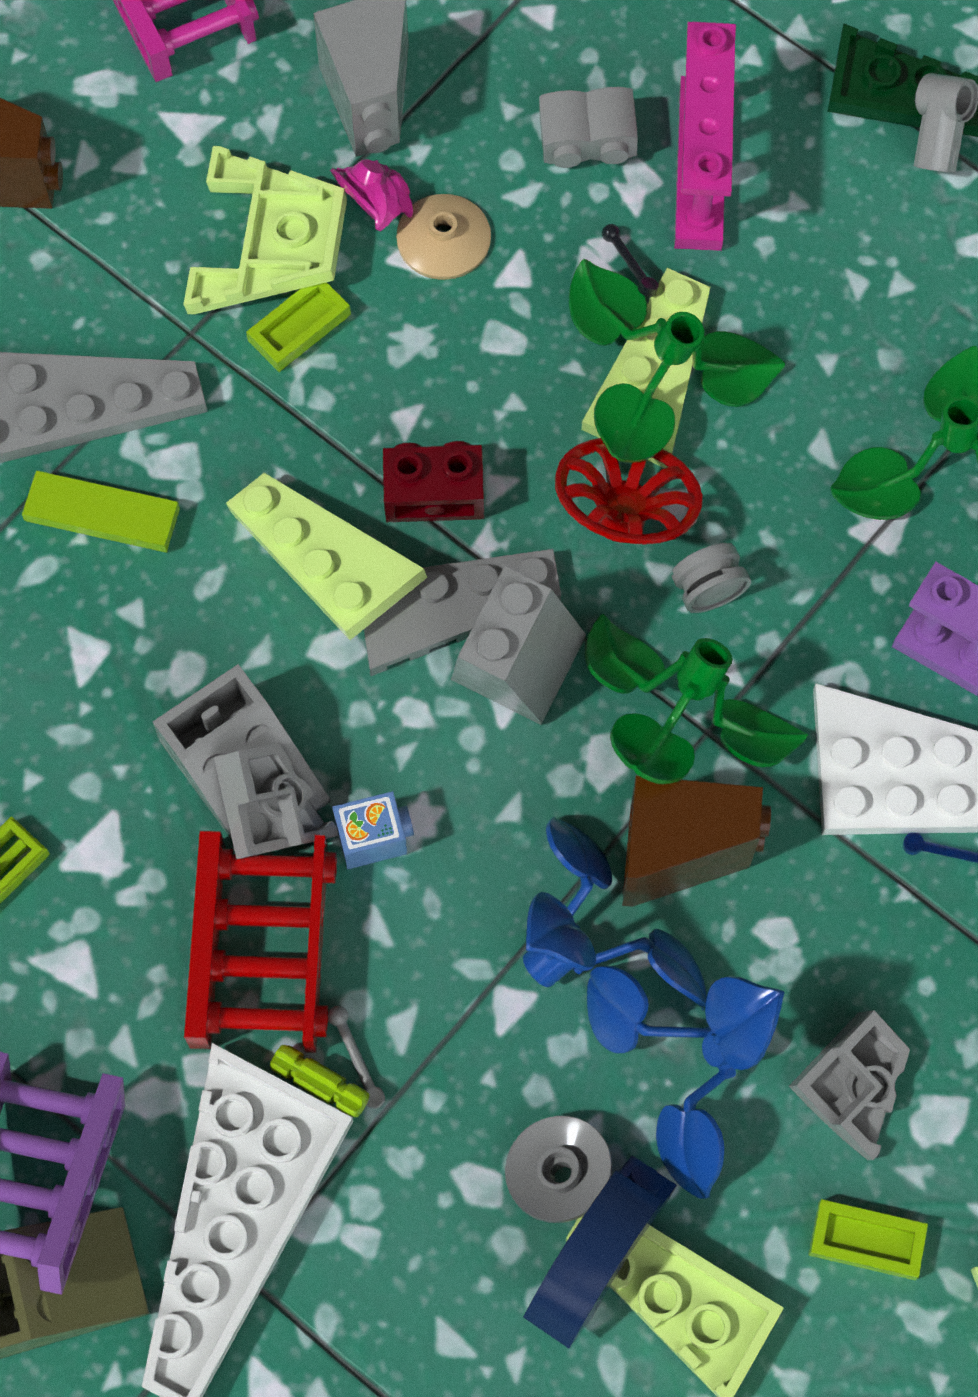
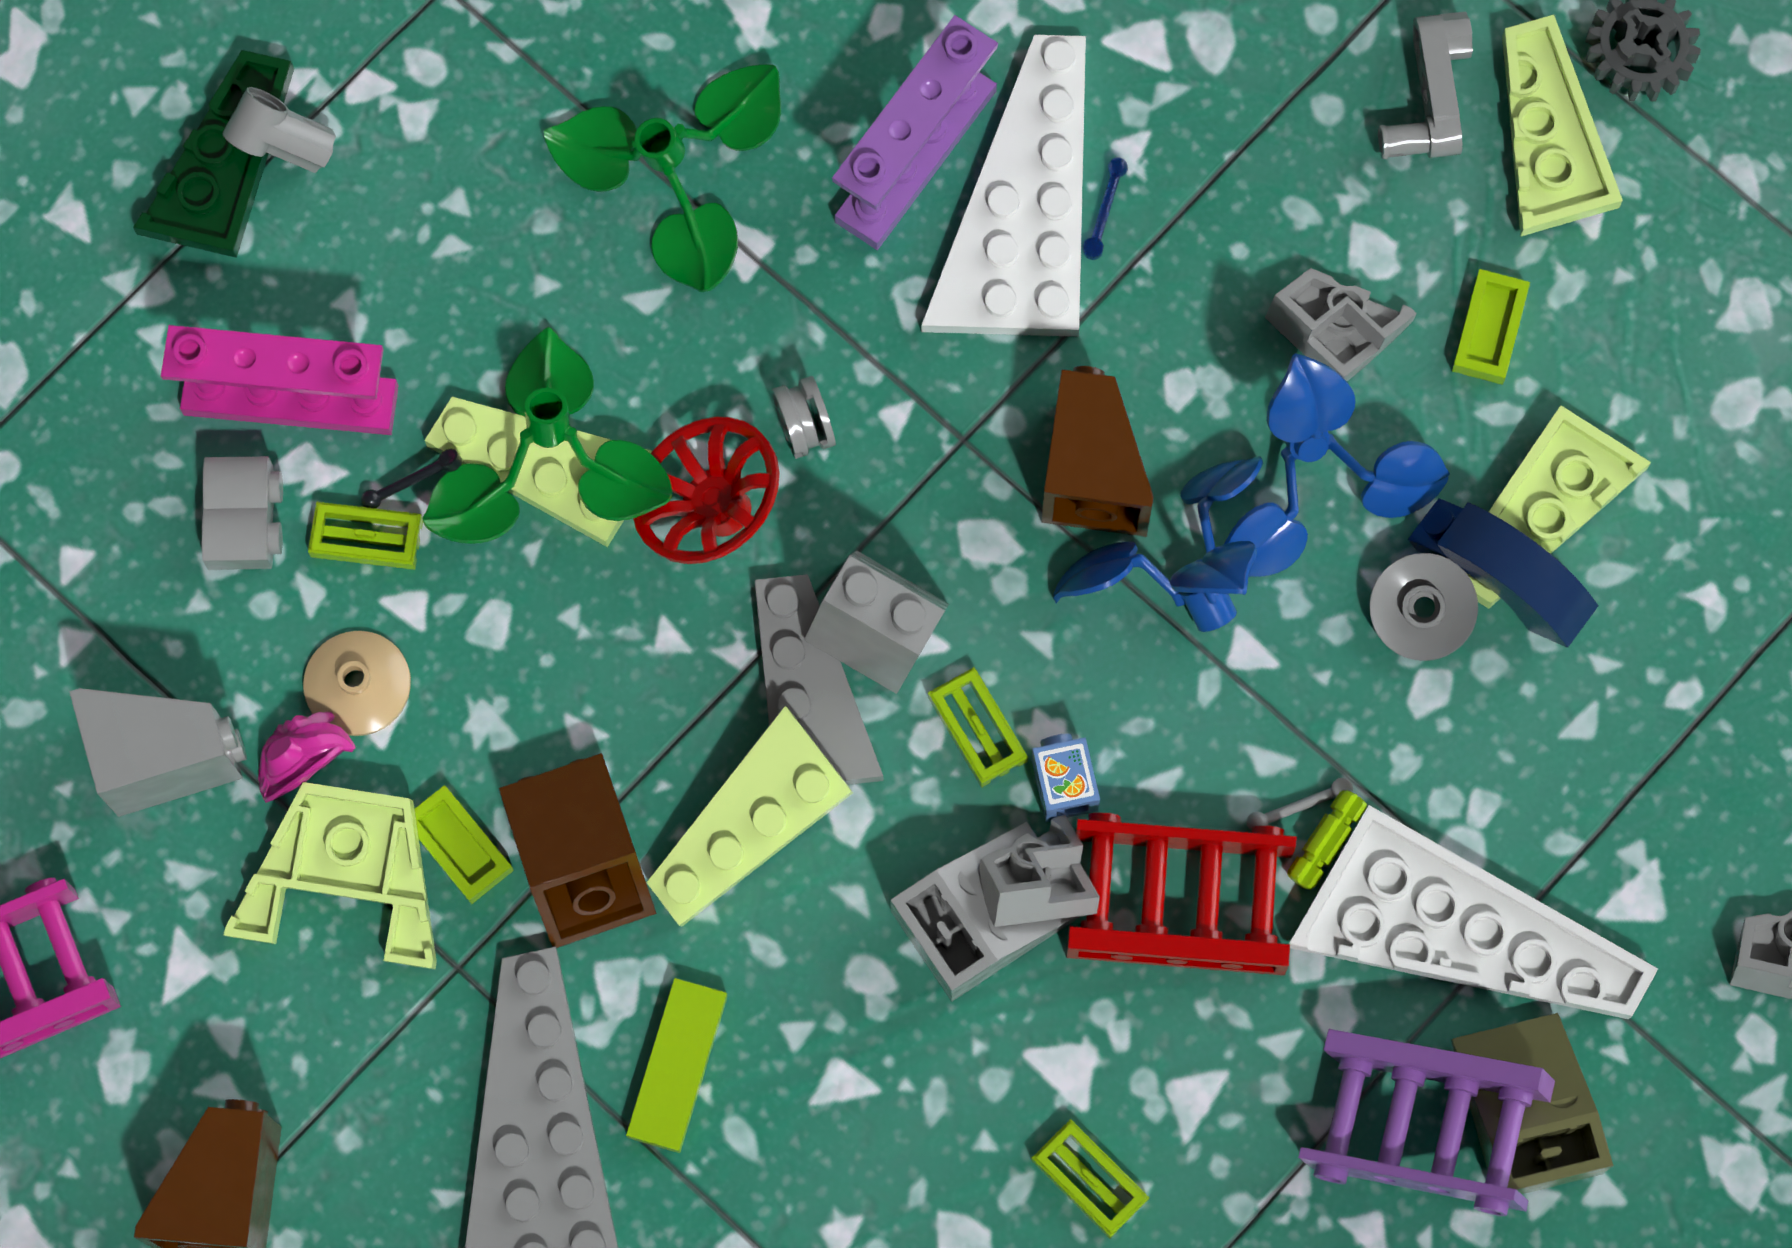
camera: 85 degrees left, 5 degrees up
(290, 409) = (577, 850): none -> reddish brown slope
(431, 771) = (999, 765): none -> lime tile
(433, 482) = (670, 700): dark red brick -> none
(579, 193) = (365, 555): none -> lime tile
(652, 750) = (1018, 475): green plant -> none

